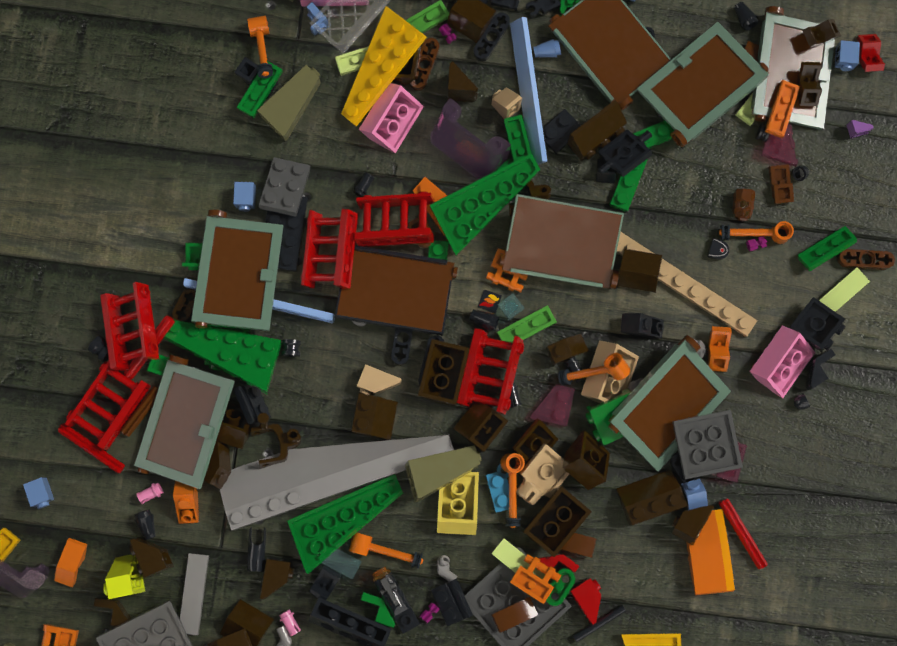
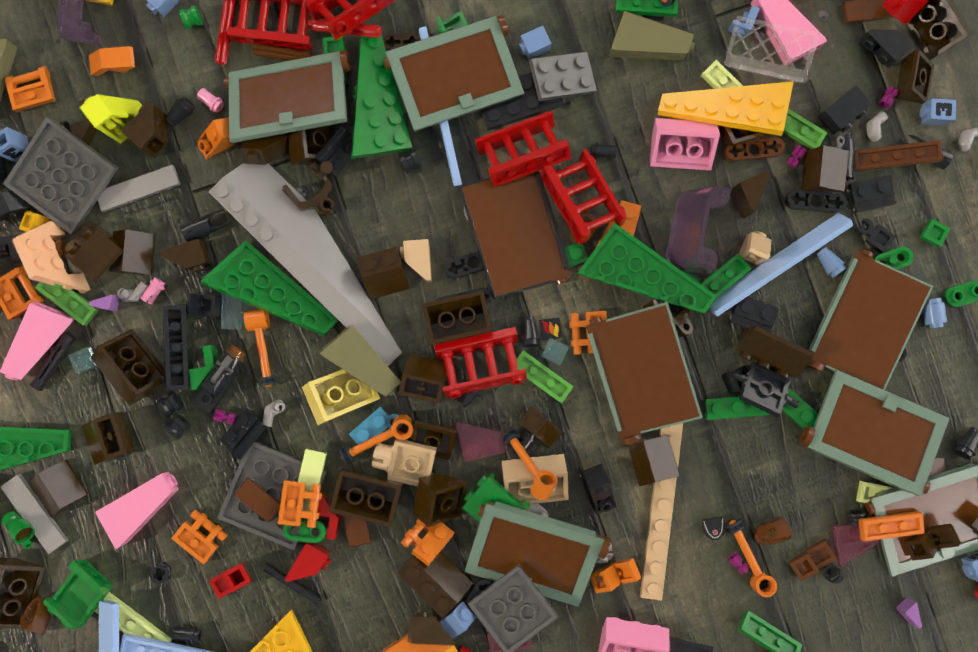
camera: 65 degrees right, 5 degrees up
(69, 474) = (191, 17): none -> green wheel
(621, 485) = (431, 544): none -> orange plate

